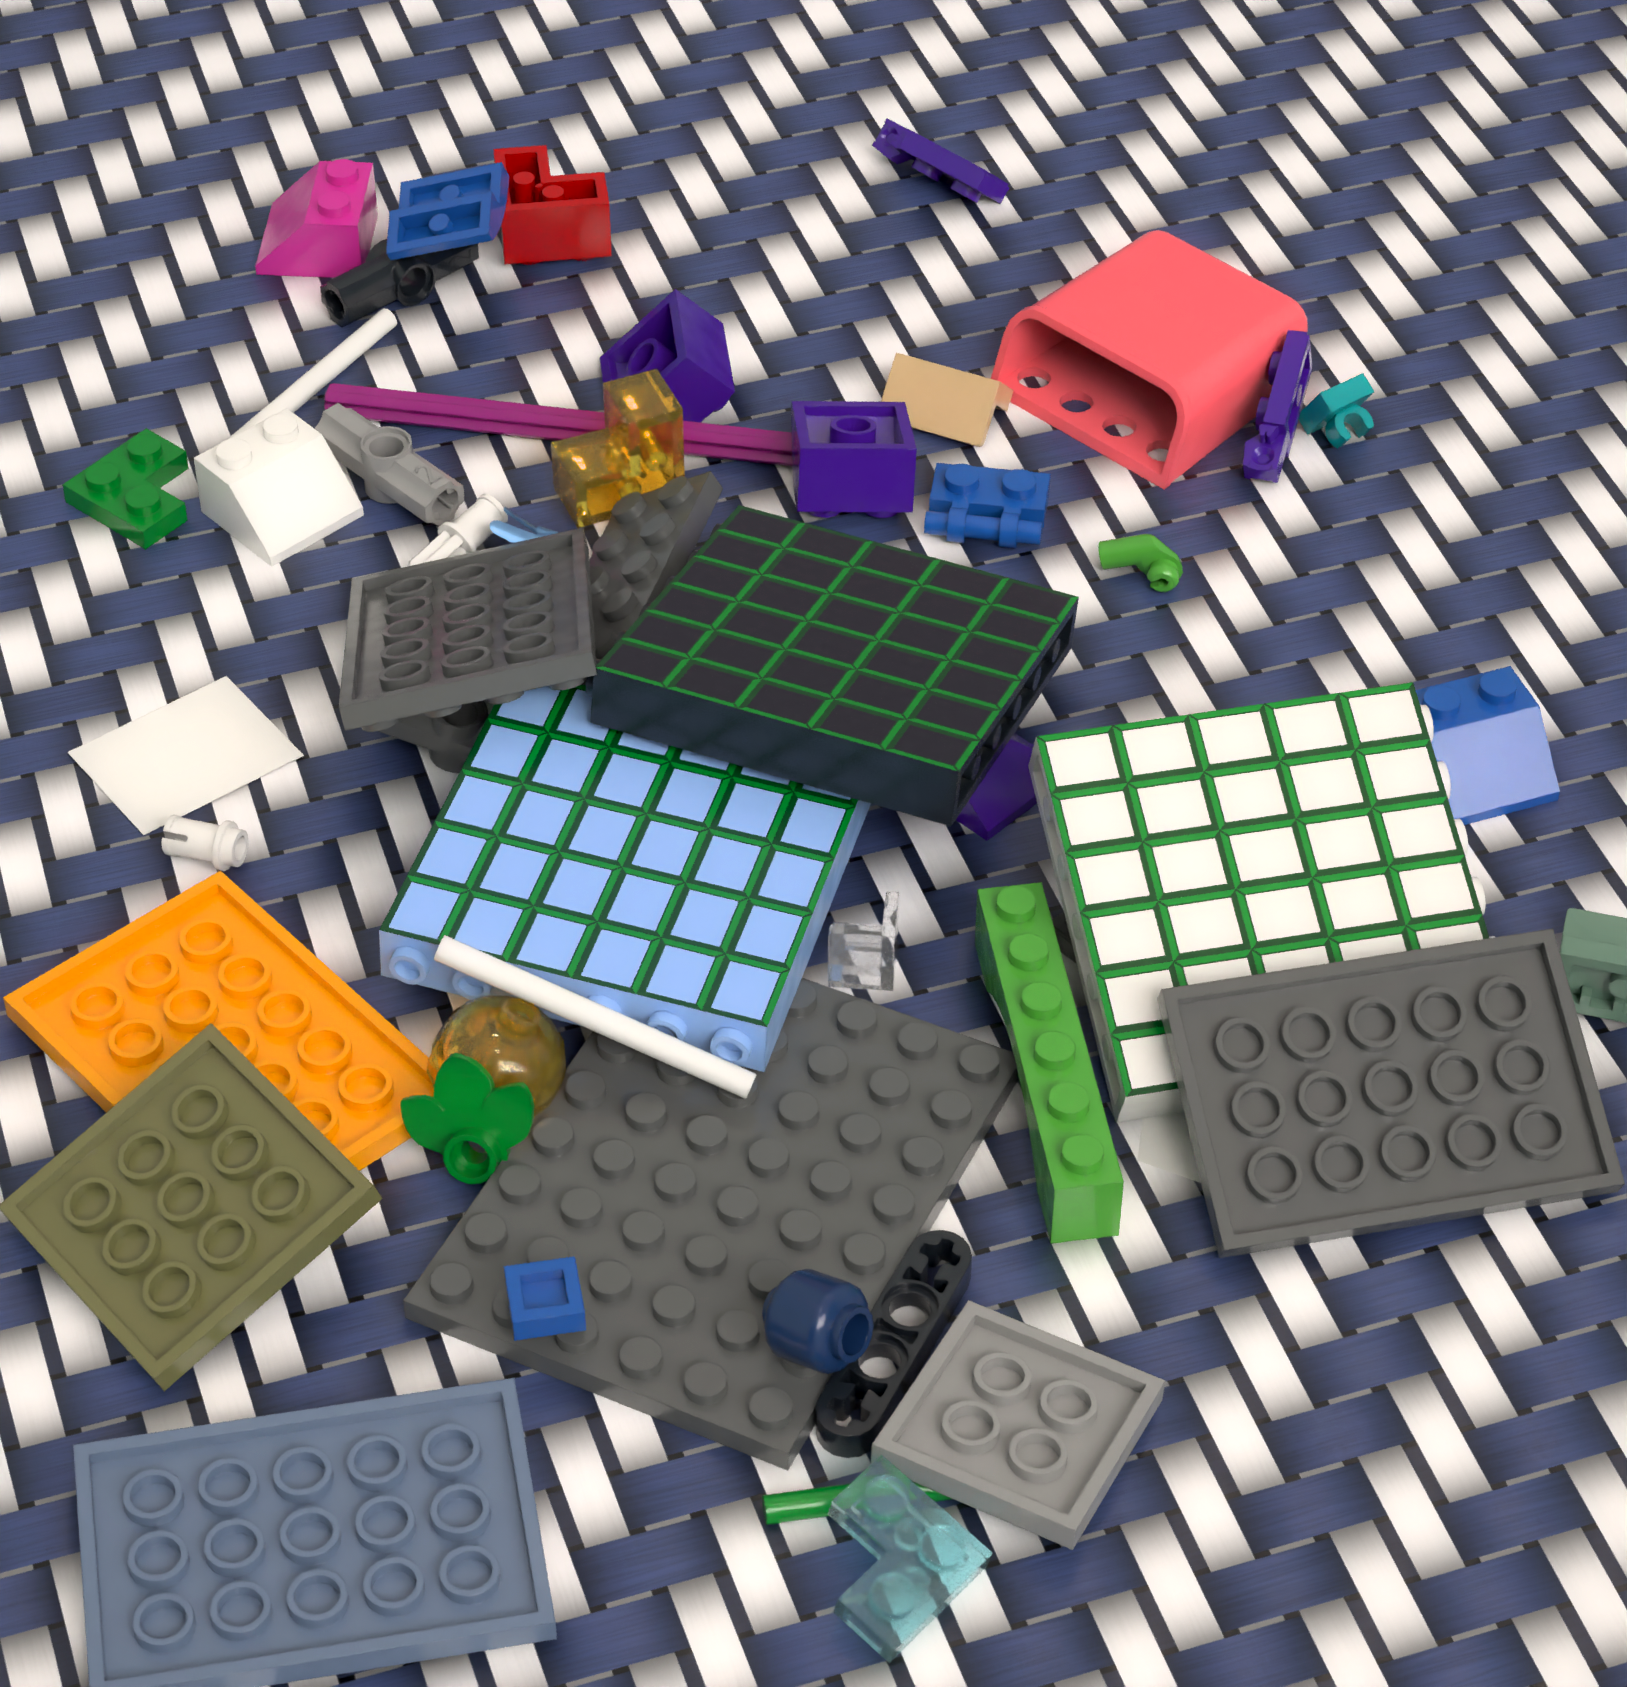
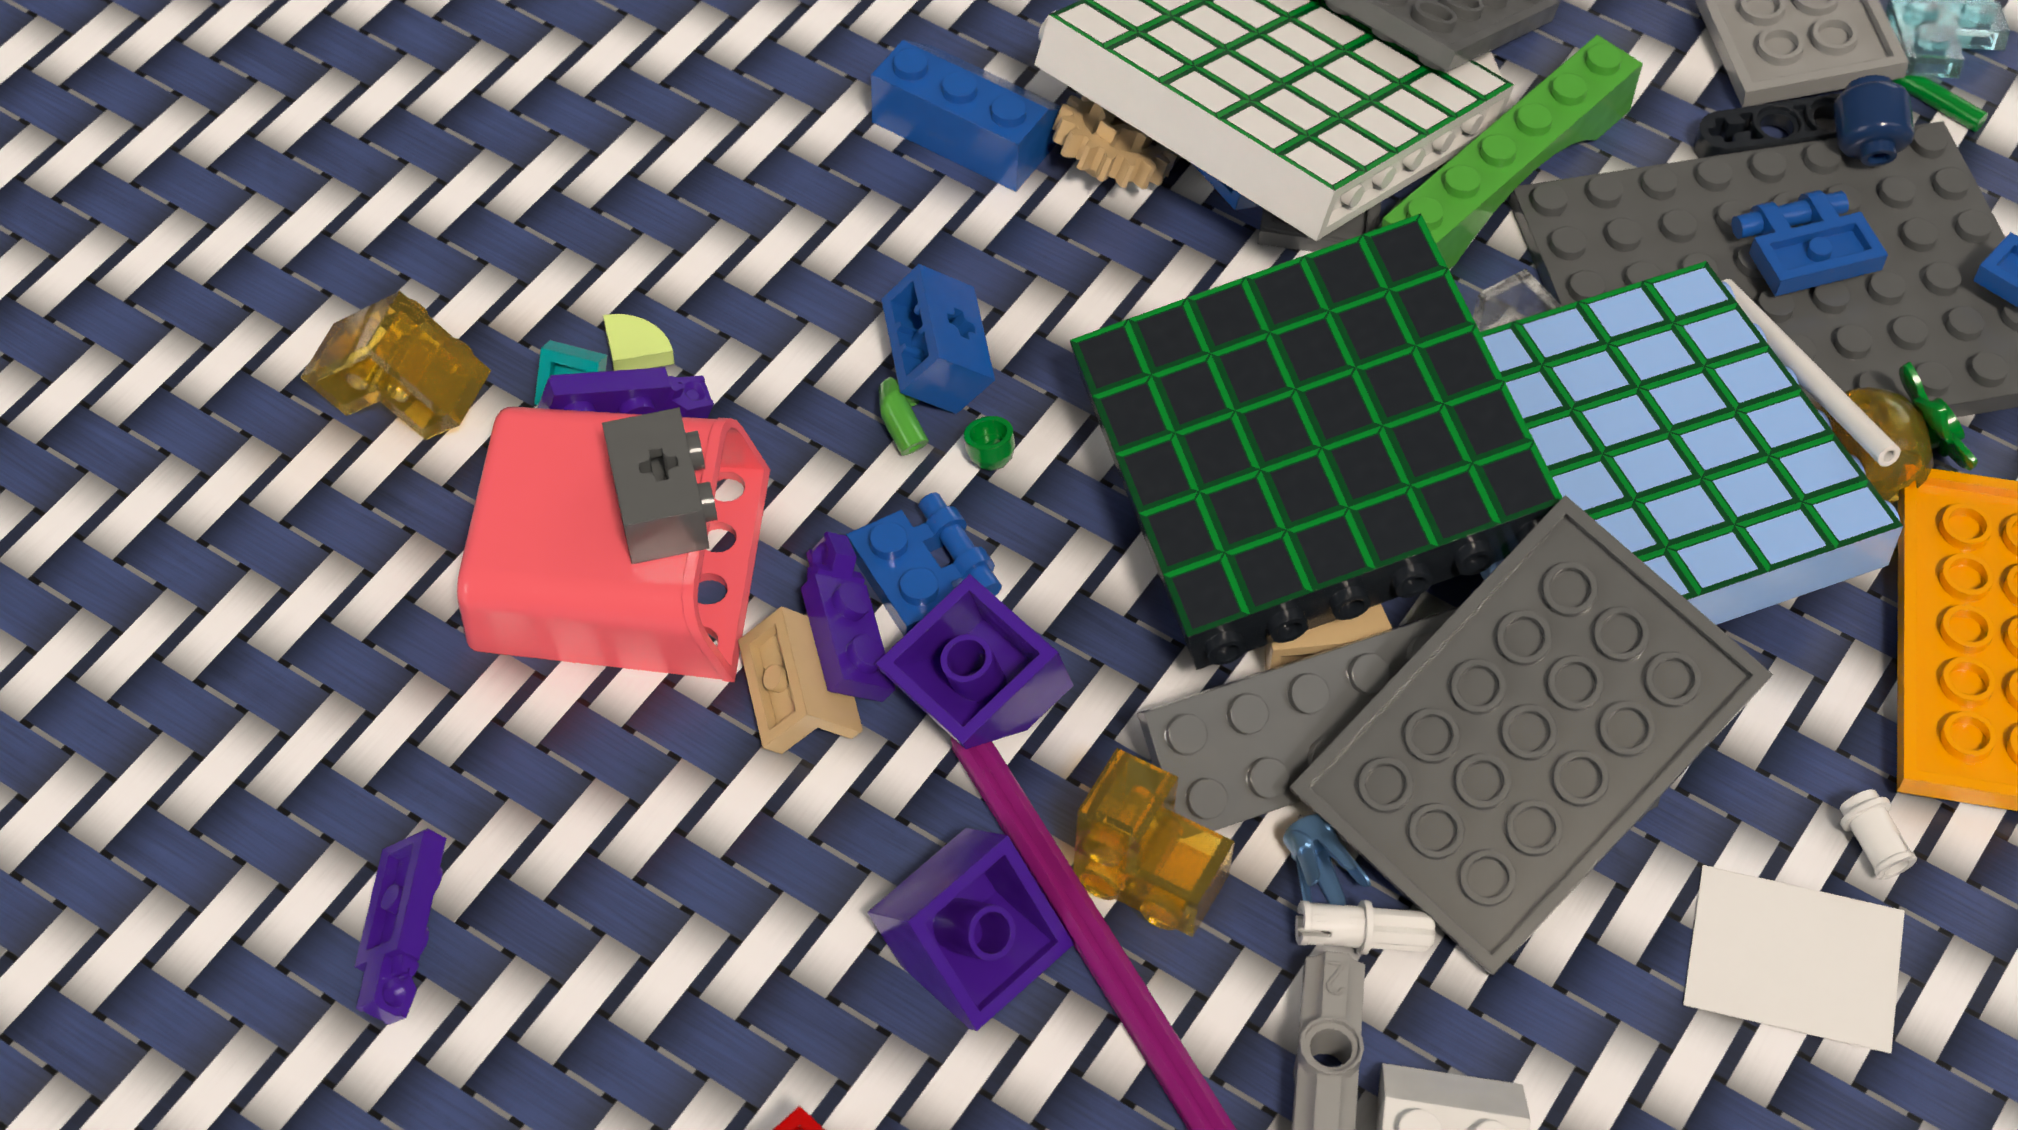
camera: 130 degrees left, 10 degrees up
(714, 1170) = (1813, 254): none -> blue plate
(972, 431) = (843, 621): none -> dark purple hinge
(1065, 571) = (990, 442): none -> green hinge
(1130, 303) = (657, 485): none -> dark grey brick
(1158, 564) = (937, 339): none -> blue brick
(1354, 464) = (636, 343): none -> yellowish green tile
(1409, 307) = (400, 359): none -> clear yellow brick

